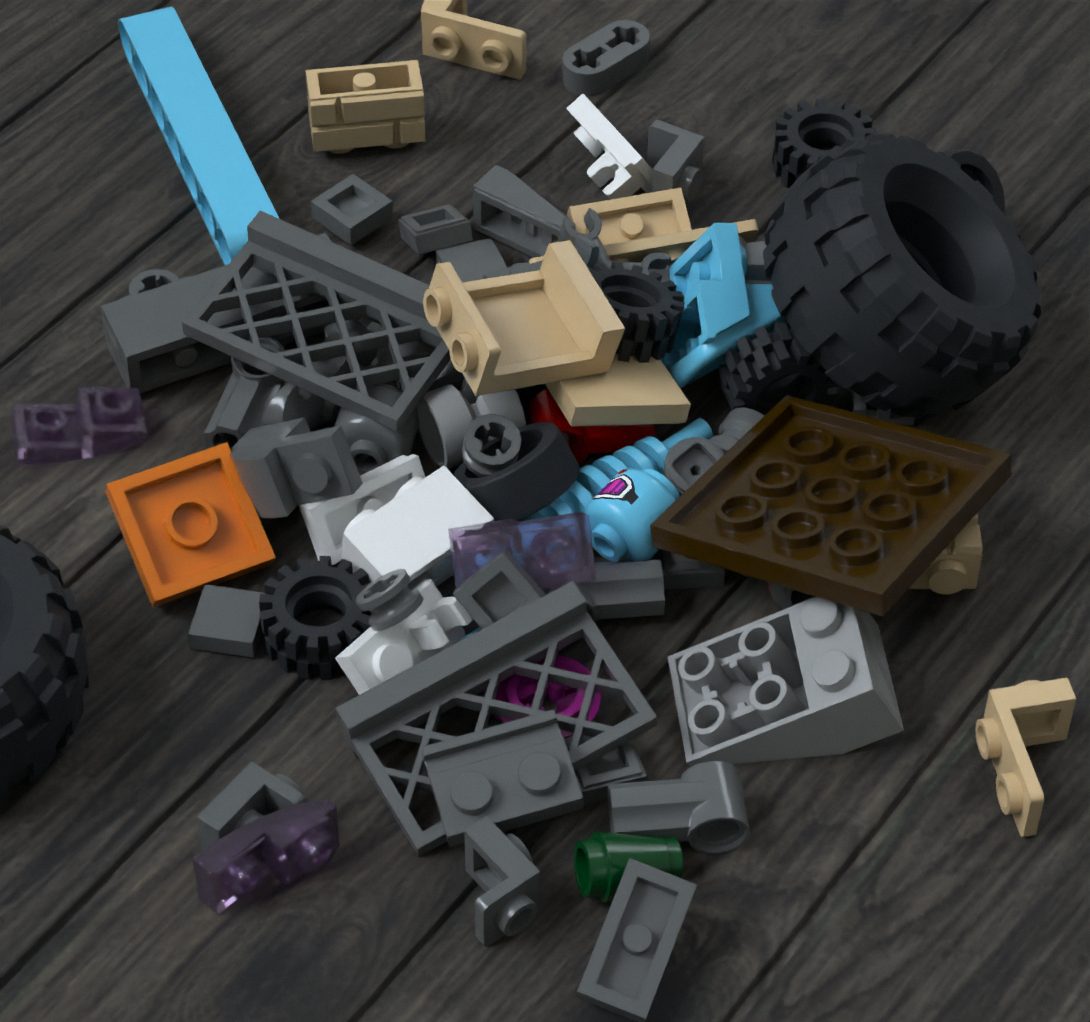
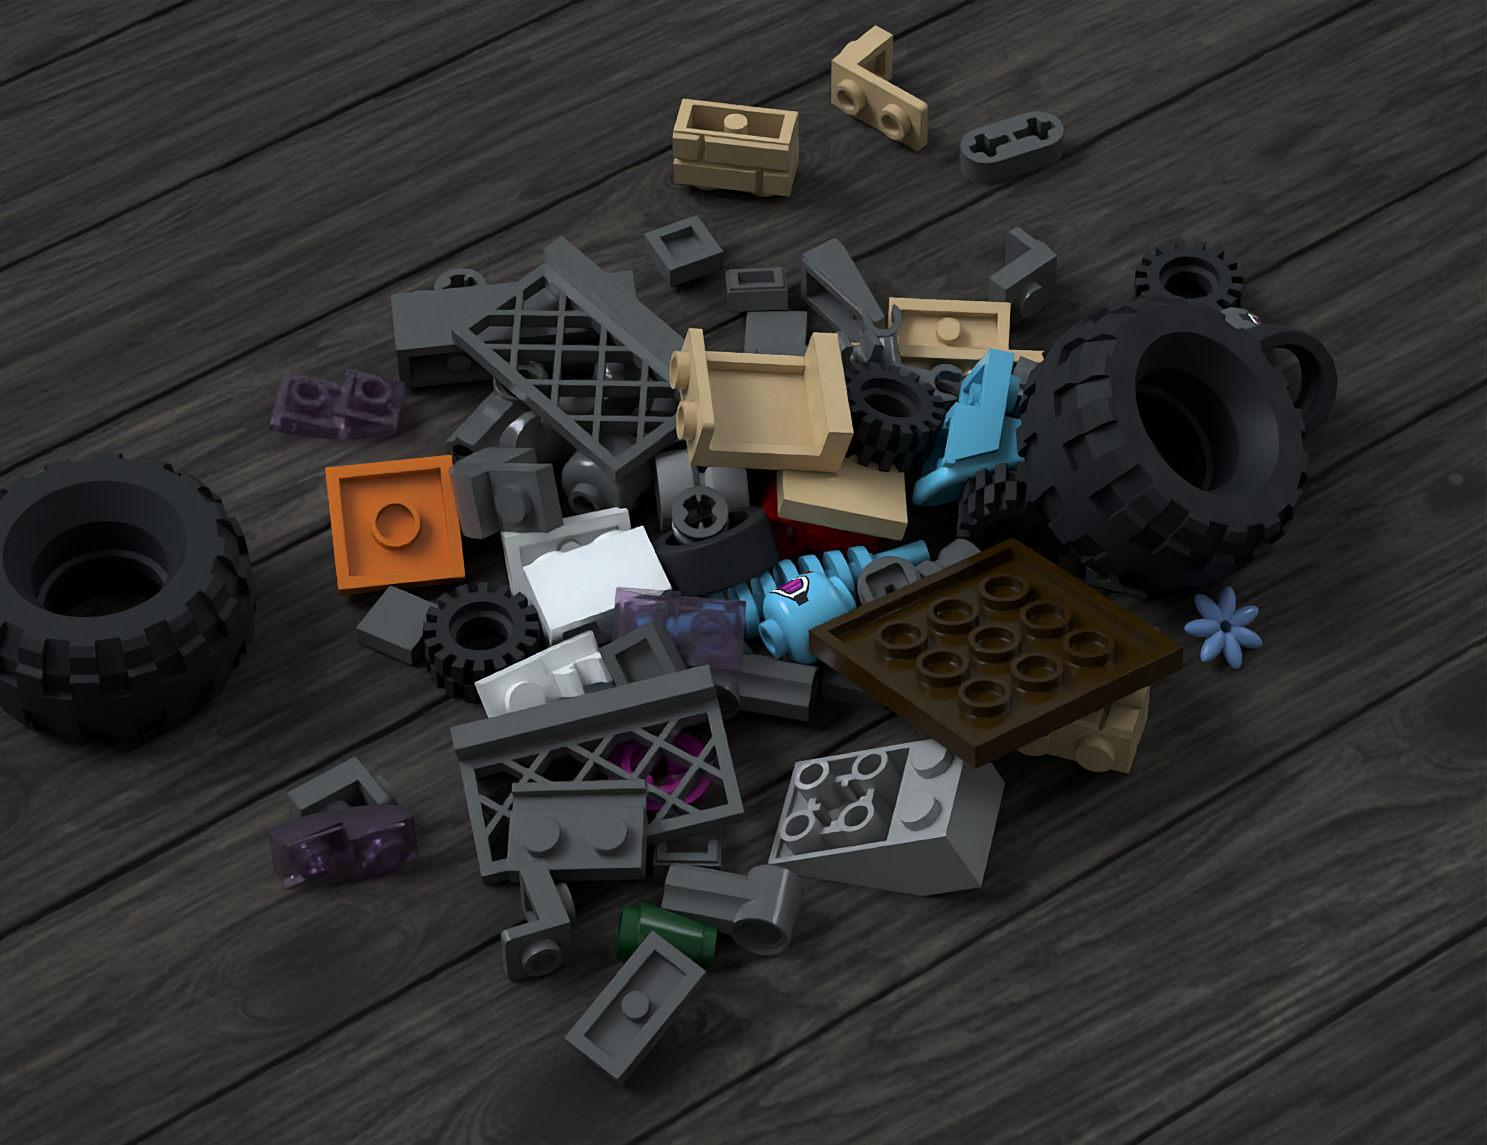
camera: 20 degrees right, 0 degrees up
(195, 127) = (566, 127): medium azure beam -> none
(389, 600) = (538, 640): dark grey bush -> none
(620, 158) = (973, 254): white plate -> none
(1001, 430) = (1224, 627): none -> medium blue plant
(1019, 718) = (1094, 904): tan bracket -> none

